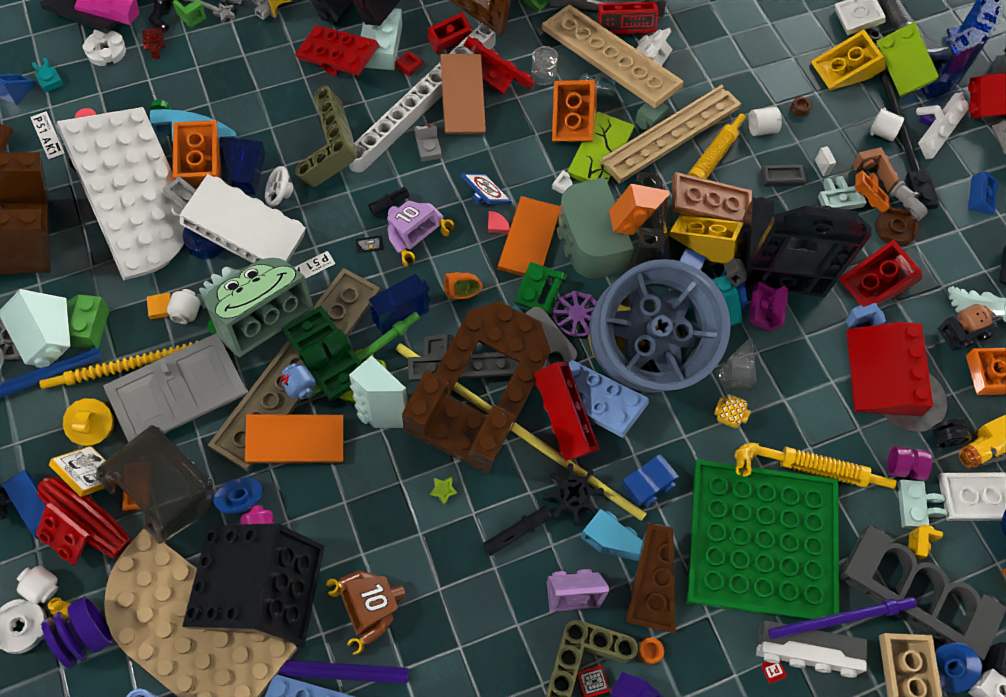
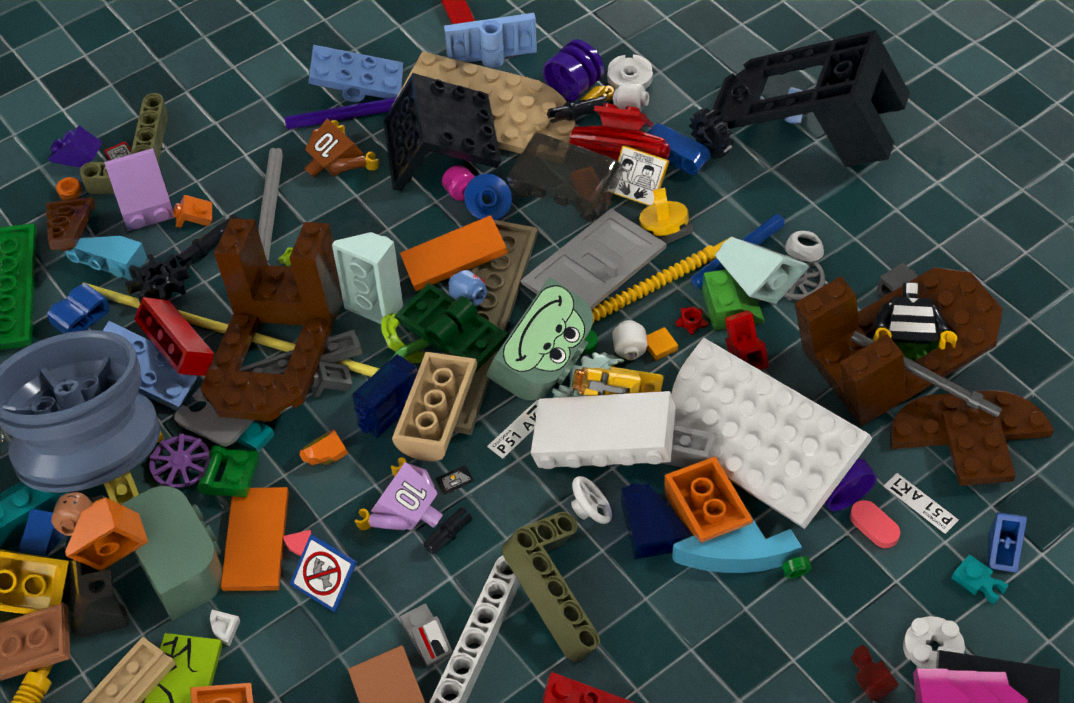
camera: 170 degrees right, 10 degrees down
(95, 273) = (743, 340): none -> red brick
(107, 575) = (571, 110): none -> black pin
(116, 320) = (691, 313): none -> red plate
(214, 255) = (615, 381): none -> yellow plate
(361, 277) = (434, 406): none -> tan brick
(449, 566) = (270, 198): none -> light grey axle
(527, 572) = (193, 210): none -> orange bracket
(662, 224) = (68, 512): none -> nougat head

